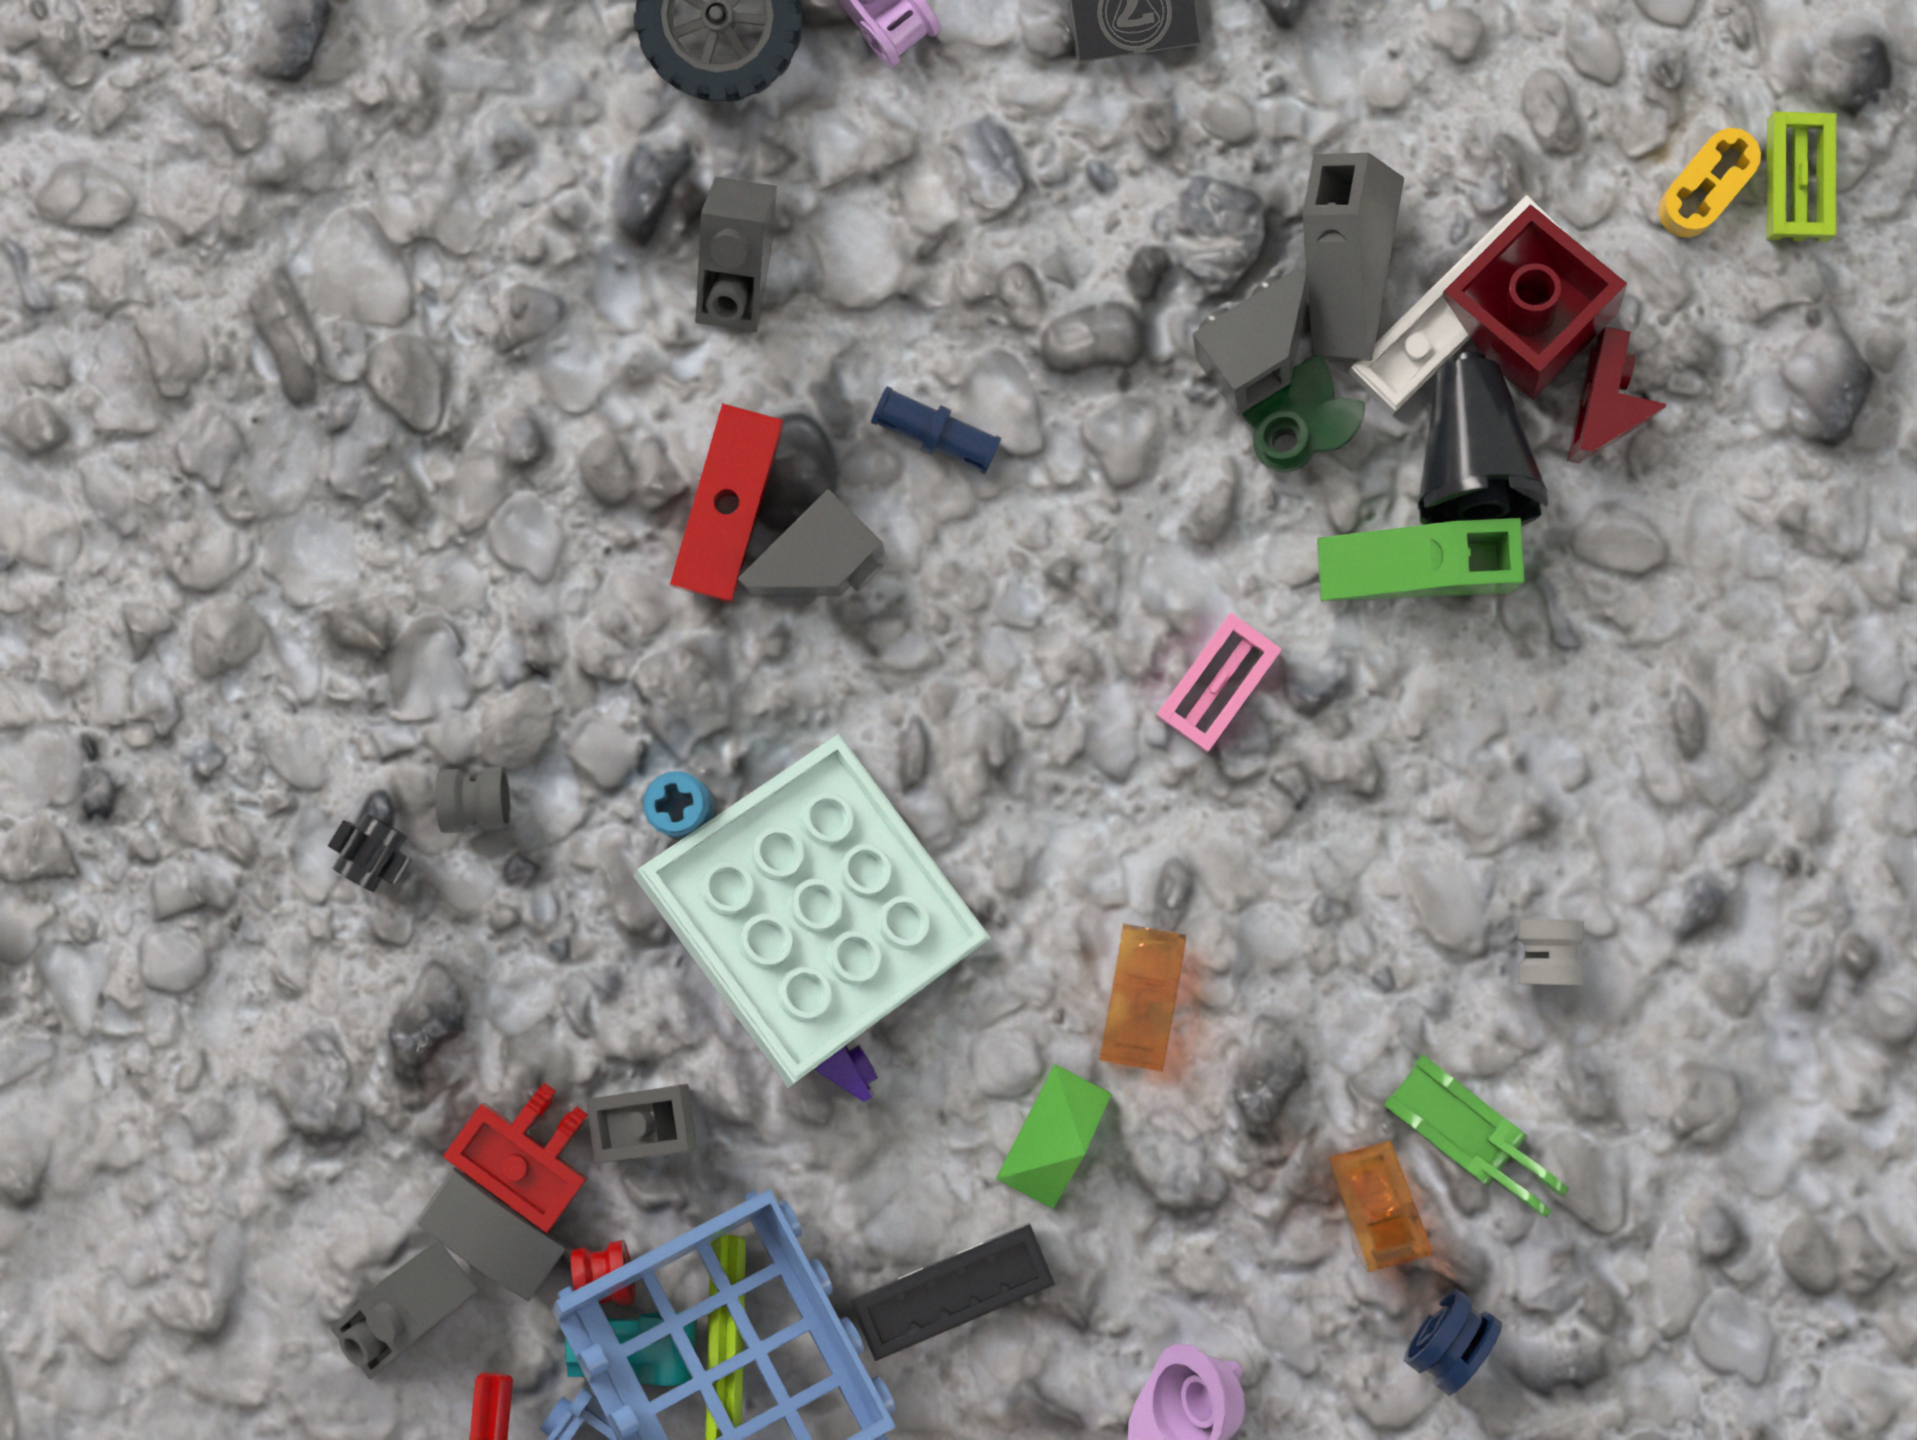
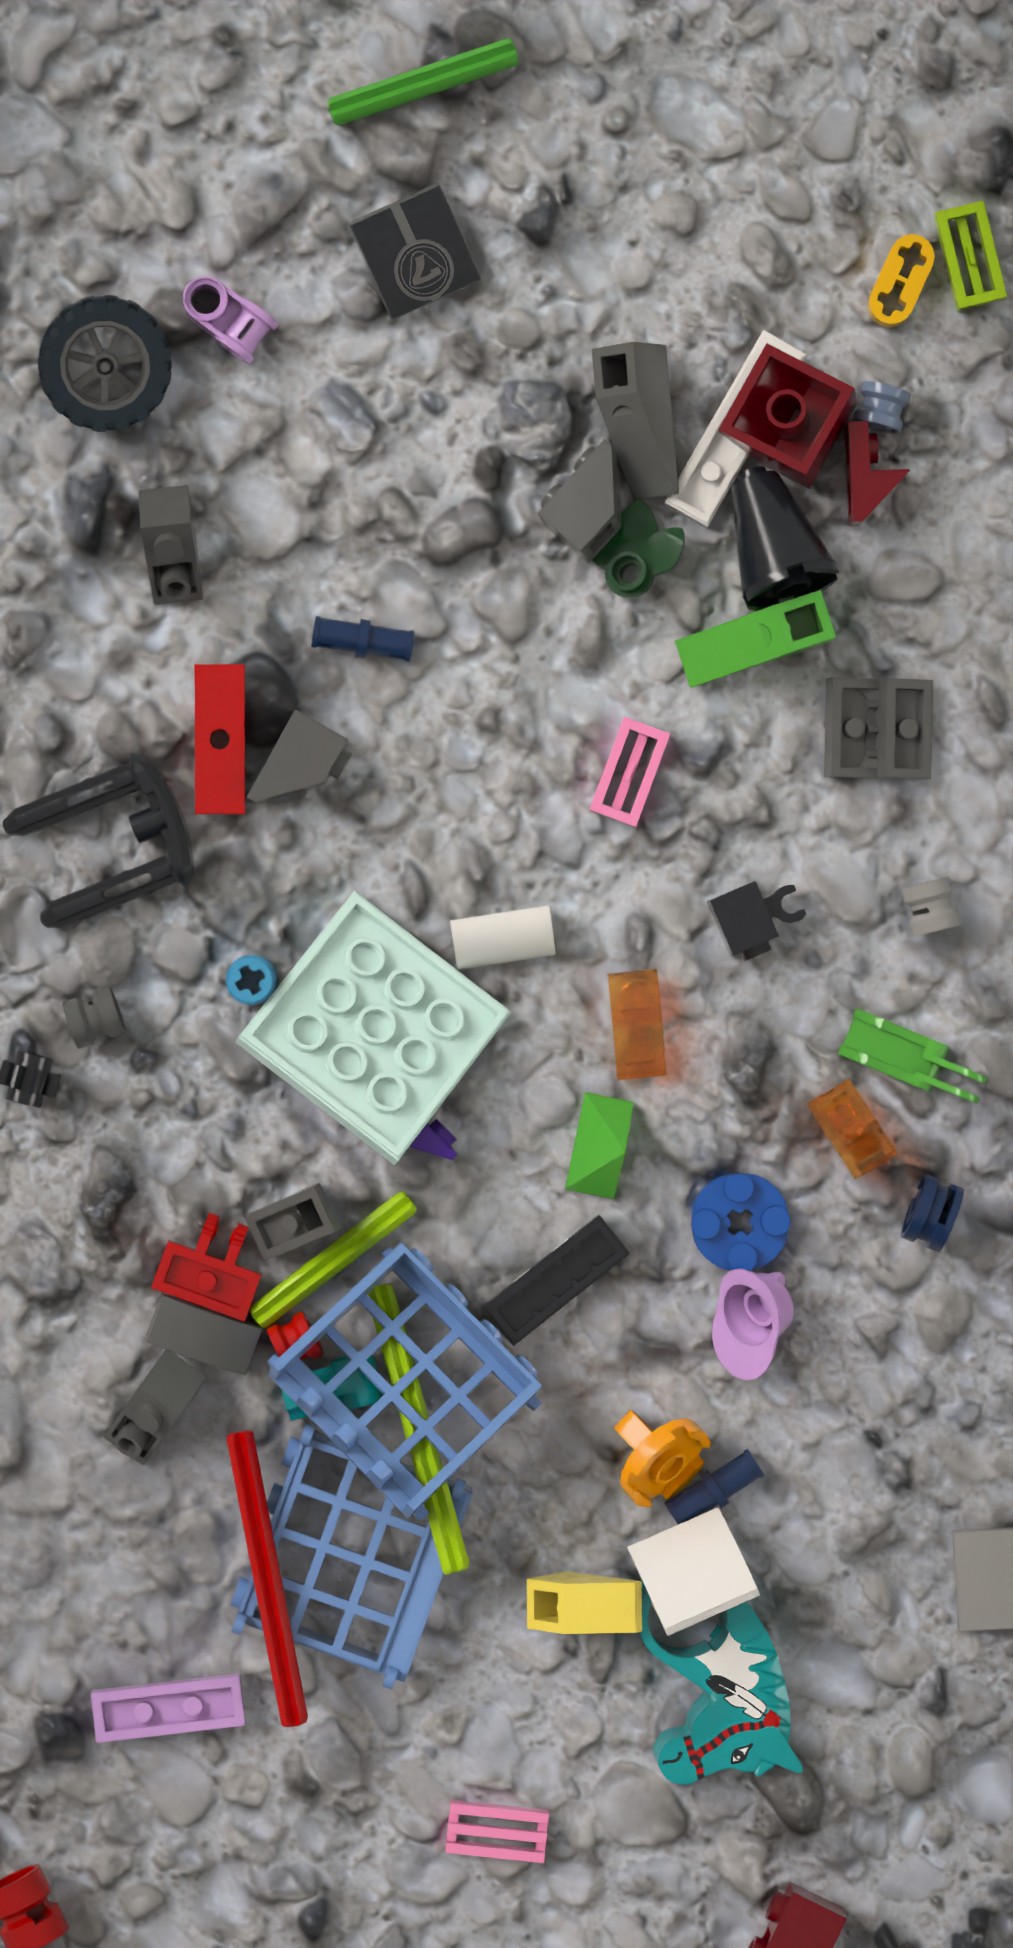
camera: 15 degrees left, 5 degrees up
(628, 579) = (161, 818): none -> black piece
(680, 1186) = (332, 1259): none -> lime axle
(1005, 841) = (503, 937): none -> white brick
(1241, 1291) = (768, 1221): none -> blue plate
(1316, 904) = (747, 918): none -> black brick
(1541, 714) = (878, 728): none -> dark grey slope
(1652, 321) = (882, 406): none -> sand blue wheel

